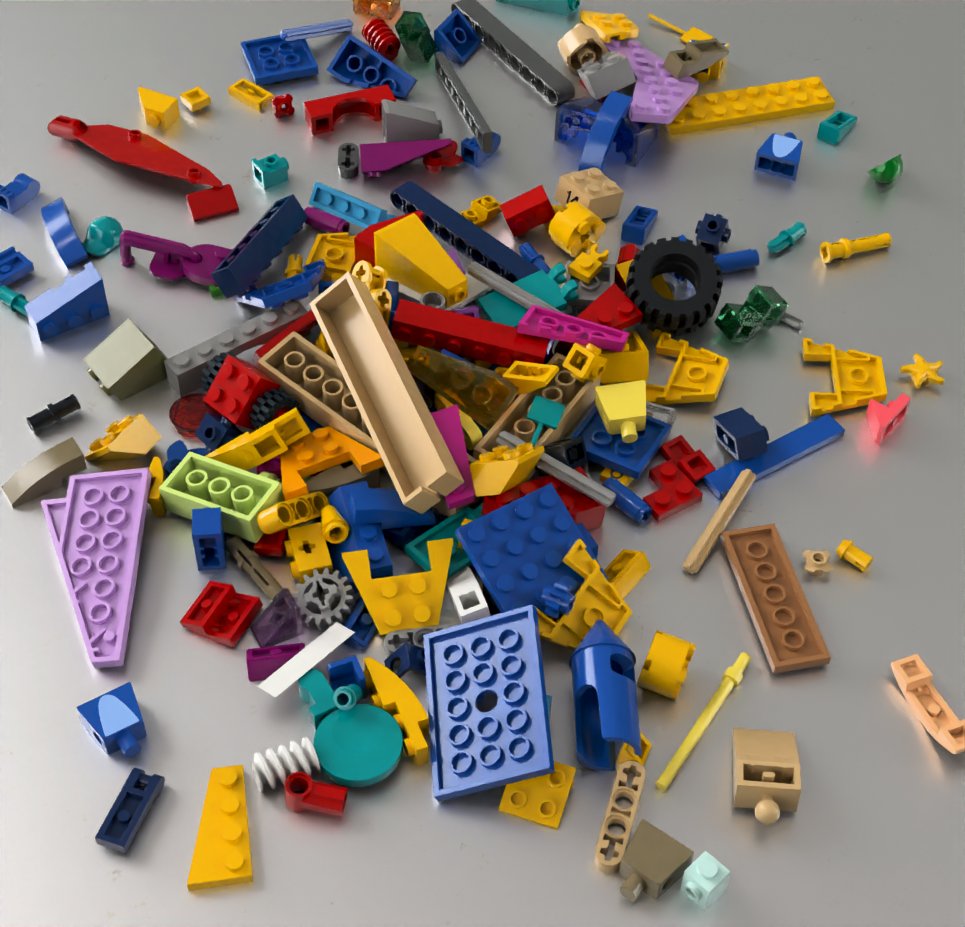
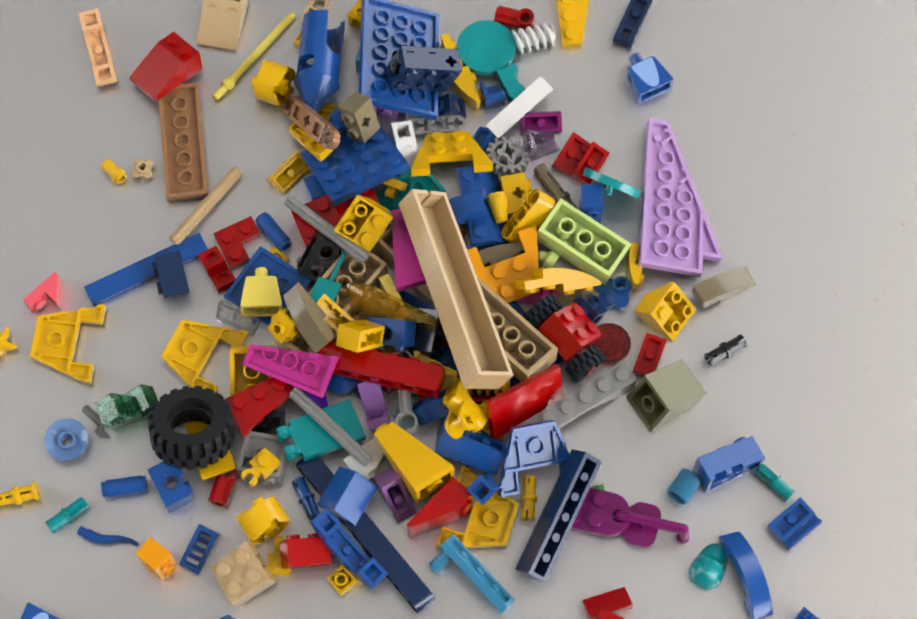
camera: 175 degrees left, 20 degrees up
(121, 288) = (683, 486): none -> dark azure piece
(148, 399) = (649, 355): none -> red plate
(179, 556) = (611, 183): none -> teal piece
(325, 221) = (499, 568): magenta piece -> none
(339, 249) = (483, 488): none -> blue leg
(347, 696) = (492, 71): teal pin -> none
(446, 659) = (423, 69): none -> dark blue piece
(480, 210) = (346, 550): none -> blue slope
(493, 246) = (348, 495): none -> blue slope
(497, 333) = (360, 335): none -> yellow brick
(531, 580) = (359, 117): none -> dark tan brick
(556, 349) = (308, 318): none -> dark tan slope
(584, 574) = (311, 122): none -> medium nougat piece
(680, 197) = (156, 559): none -> light orange brick
(713, 232) = (136, 515): dark blue brick -> none
(750, 225) = (97, 538): none -> blue animal
(809, 290) = (62, 431): none -> medium blue dish
(824, 679) = (166, 66): none -> red slope

